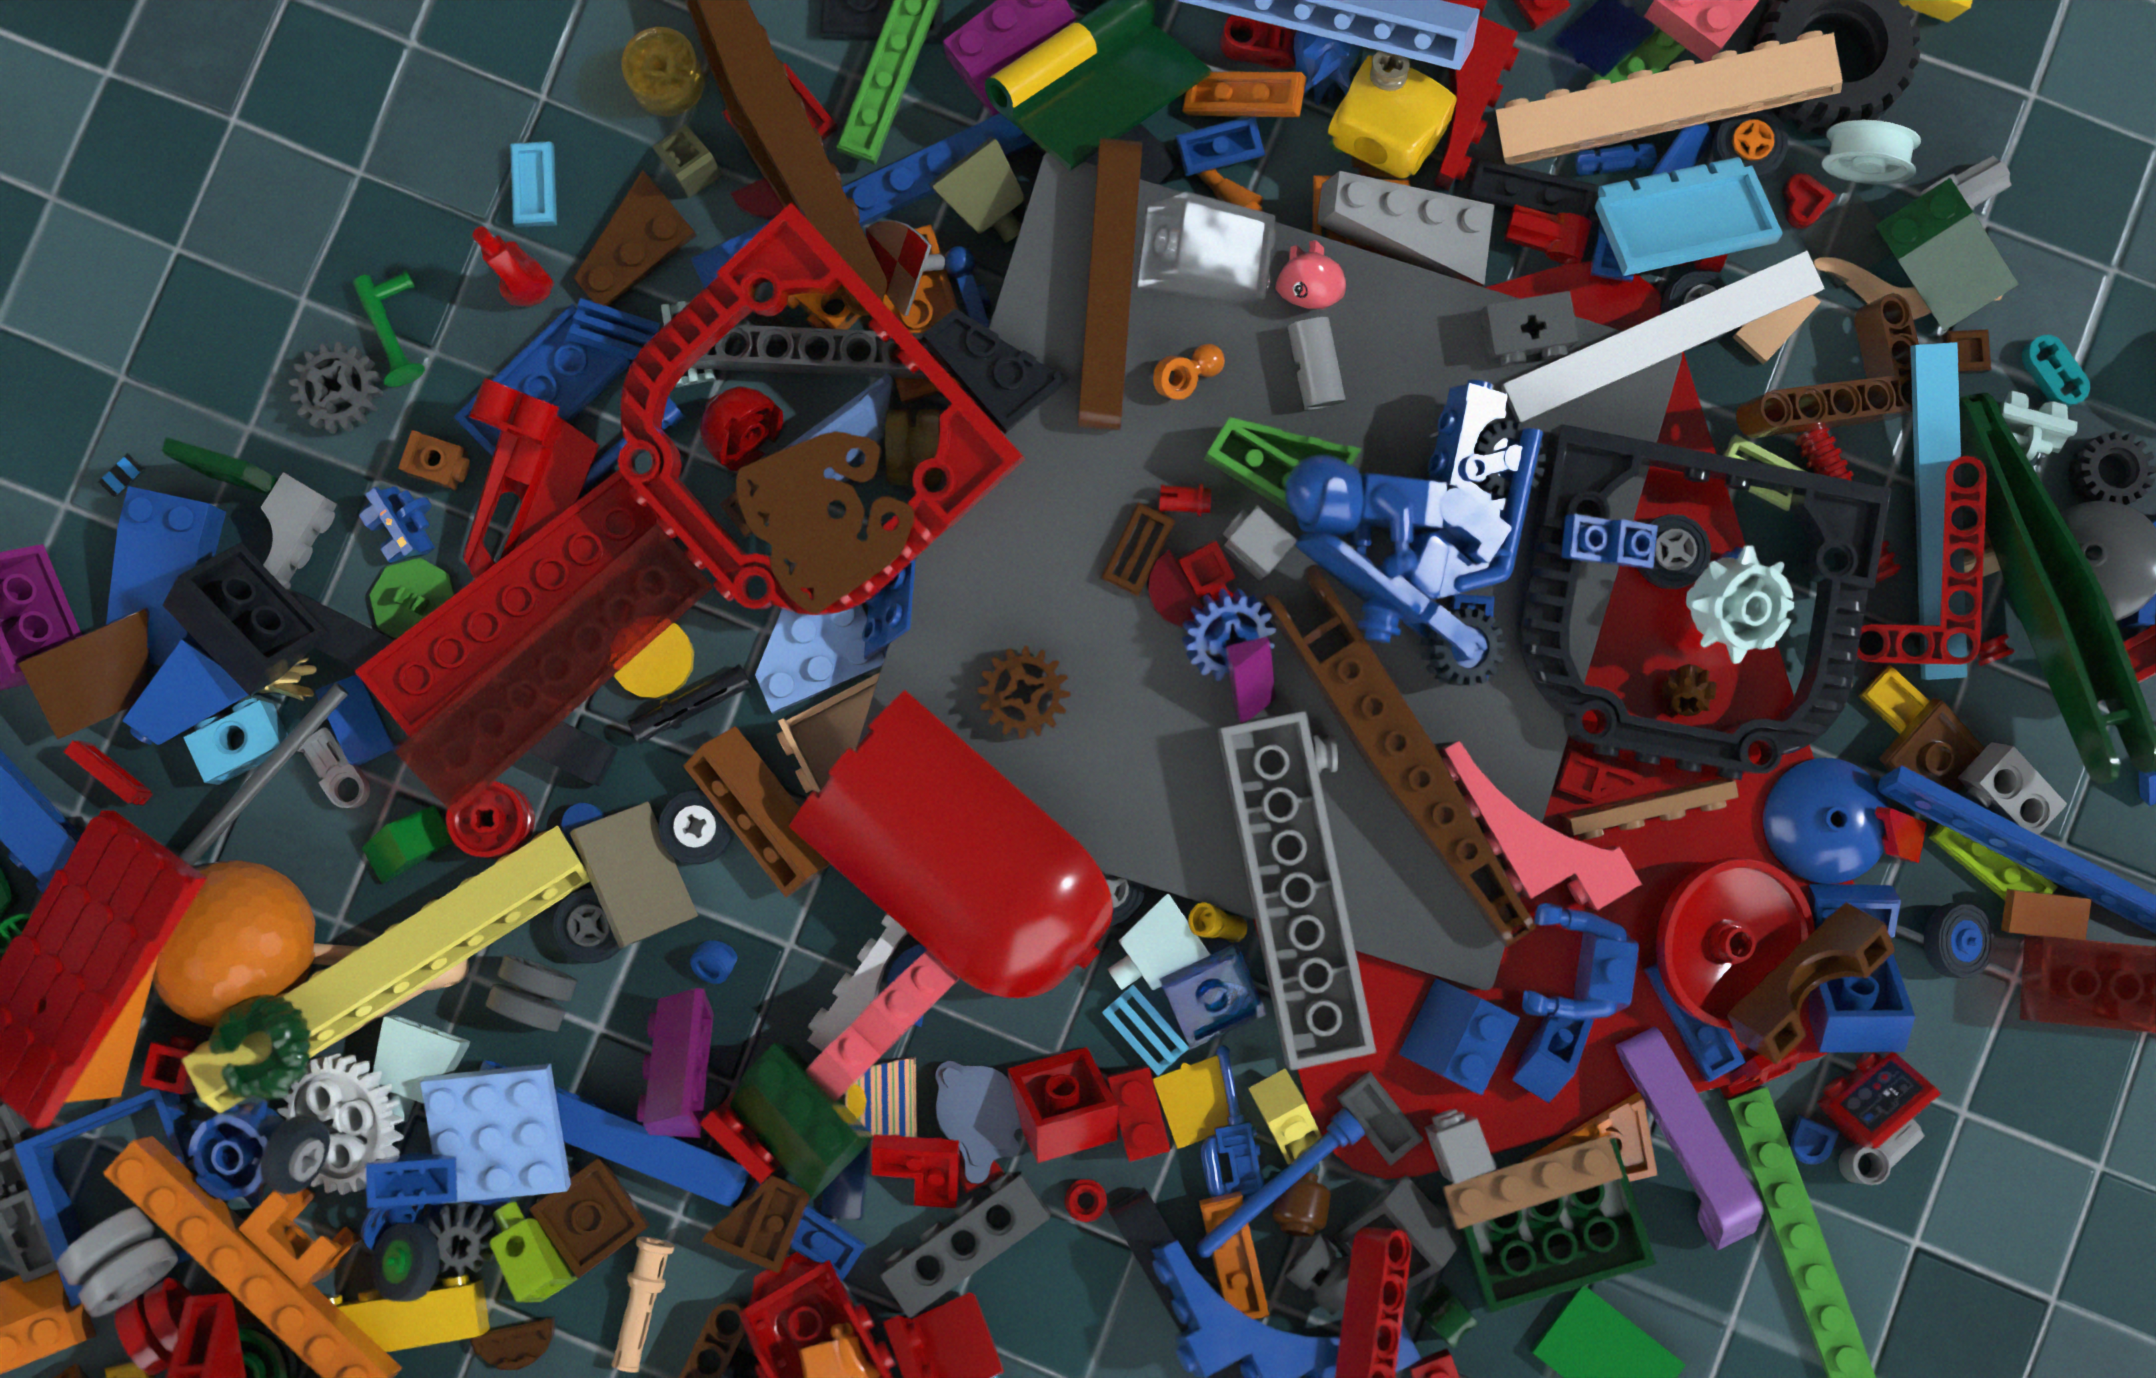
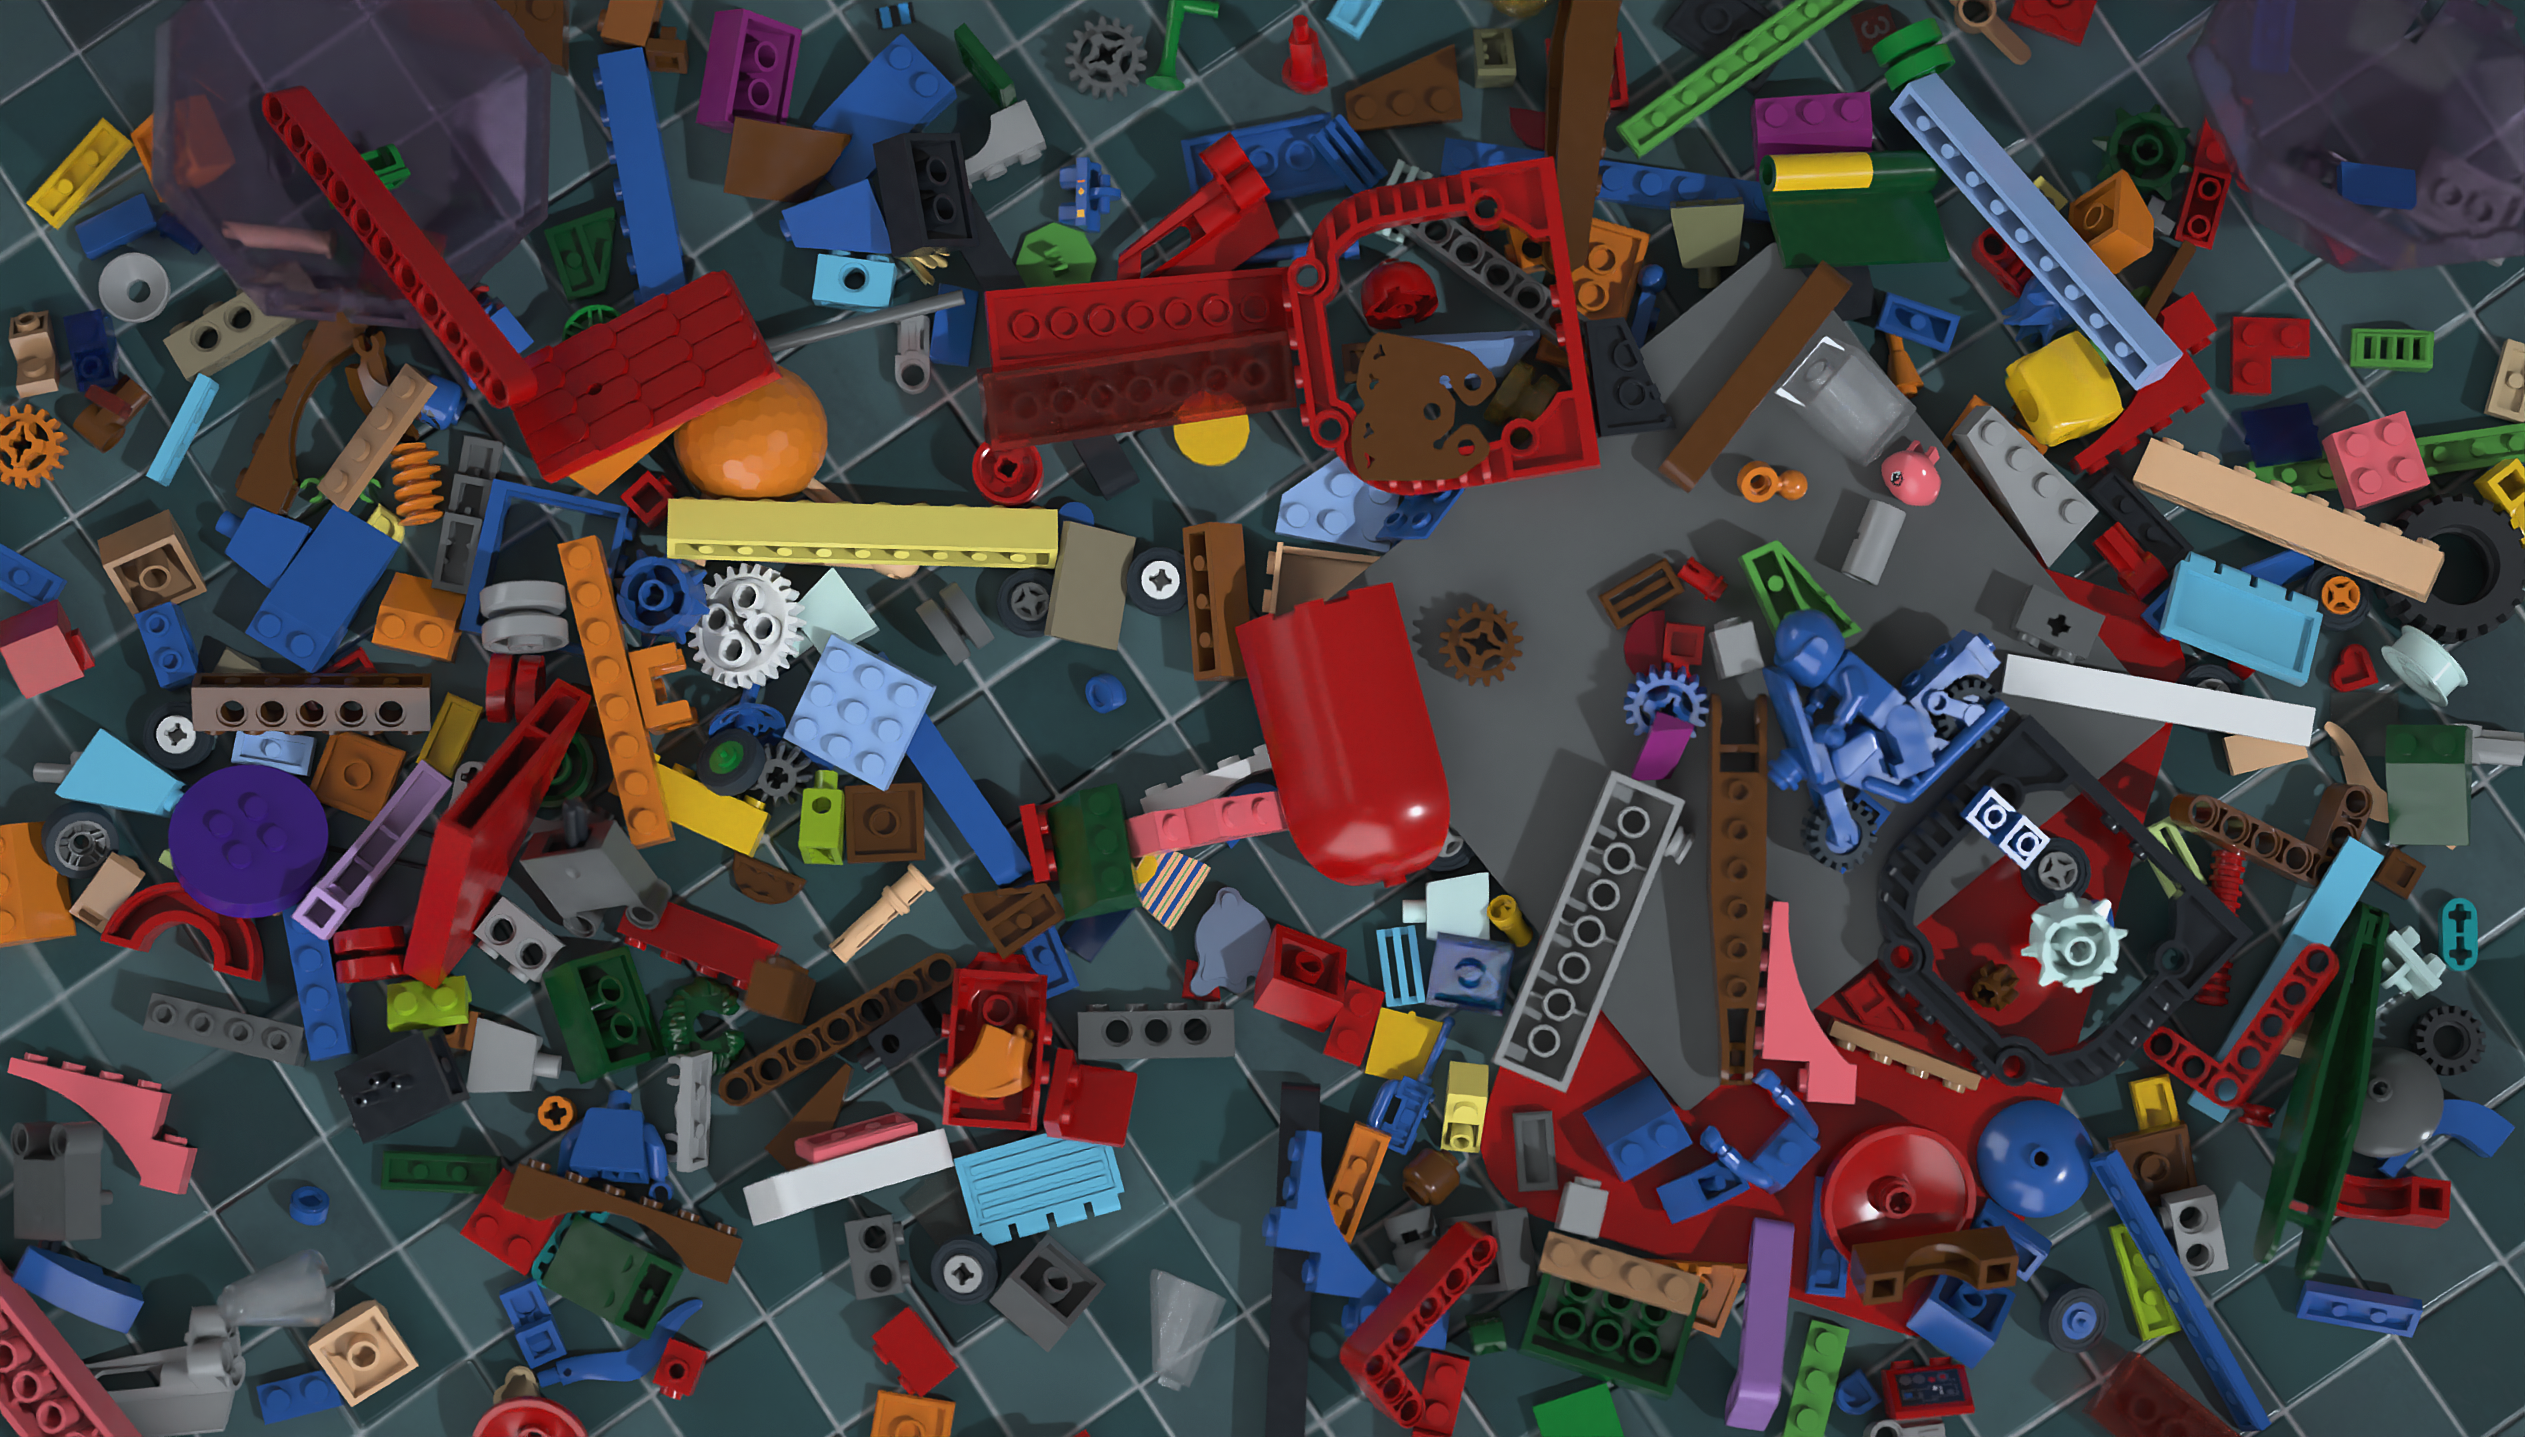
camera: 30 degrees right, 0 degrees up
(108, 772) = (741, 241): red tile -> none
(288, 1052) = (759, 540): dark green piece -> none
(295, 1154) = (706, 626): black wheel -> none
(407, 843) = (931, 446): green slope -> none
(411, 1180) = (778, 704): blue slope -> none
(419, 455) = (1145, 181): dark orange brick -> none
(677, 1065) = (1029, 751): magenta slope -> none
(688, 704) = (1216, 483): black pin -> none
(903, 258) = (1610, 249): shield -> none
(928, 1160) = (1171, 952): red plate -> none
(1095, 1210) = (1268, 1051): red plate -> none
(1247, 94) = (1965, 297): orange tile -> none
(1342, 1131) = (1500, 1141): blue piece -> none
(1386, 80) = (2083, 363): dark tan bush -> none
(1615, 159) = (2223, 538): blue axle -> none
(1758, 1073) = (1849, 1309): red tile -> none
(1903, 836) = (2086, 1208): red tile -> none
(2046, 914) = (2155, 1342): dark orange tile -> none

